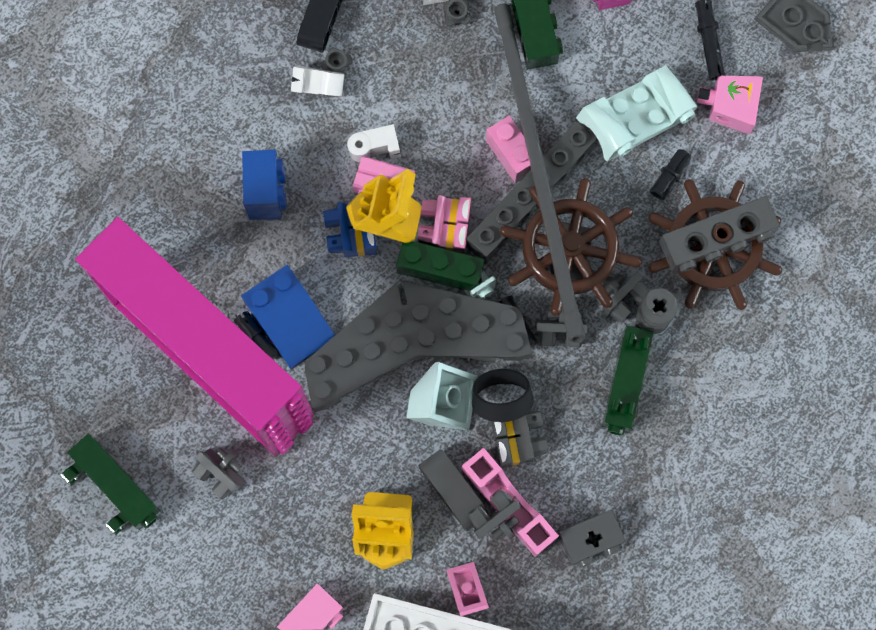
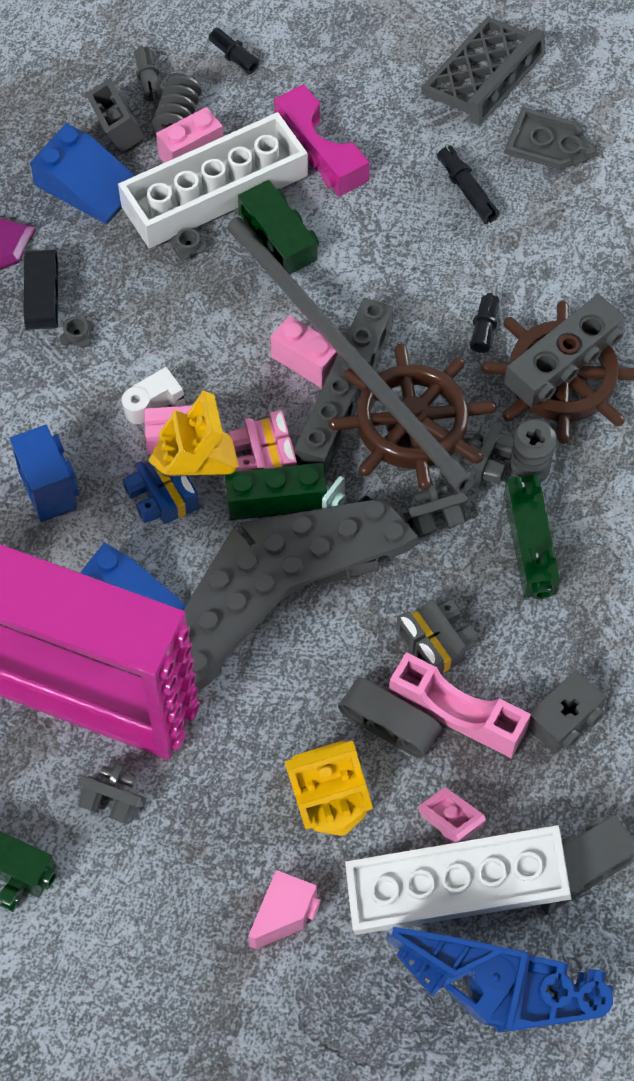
camera: 20 degrees left, 15 degrees down
(317, 81) = (63, 355): white leg -> none
(443, 398) = (336, 625): light aqua slope -> none
(502, 411) = (406, 607): black tyre -> none
(505, 507) = (440, 732): dark grey hips -> none
(638, 113) = (426, 270): light aqua piece -> none
(733, 101) = (519, 232): bright pink torso -> none

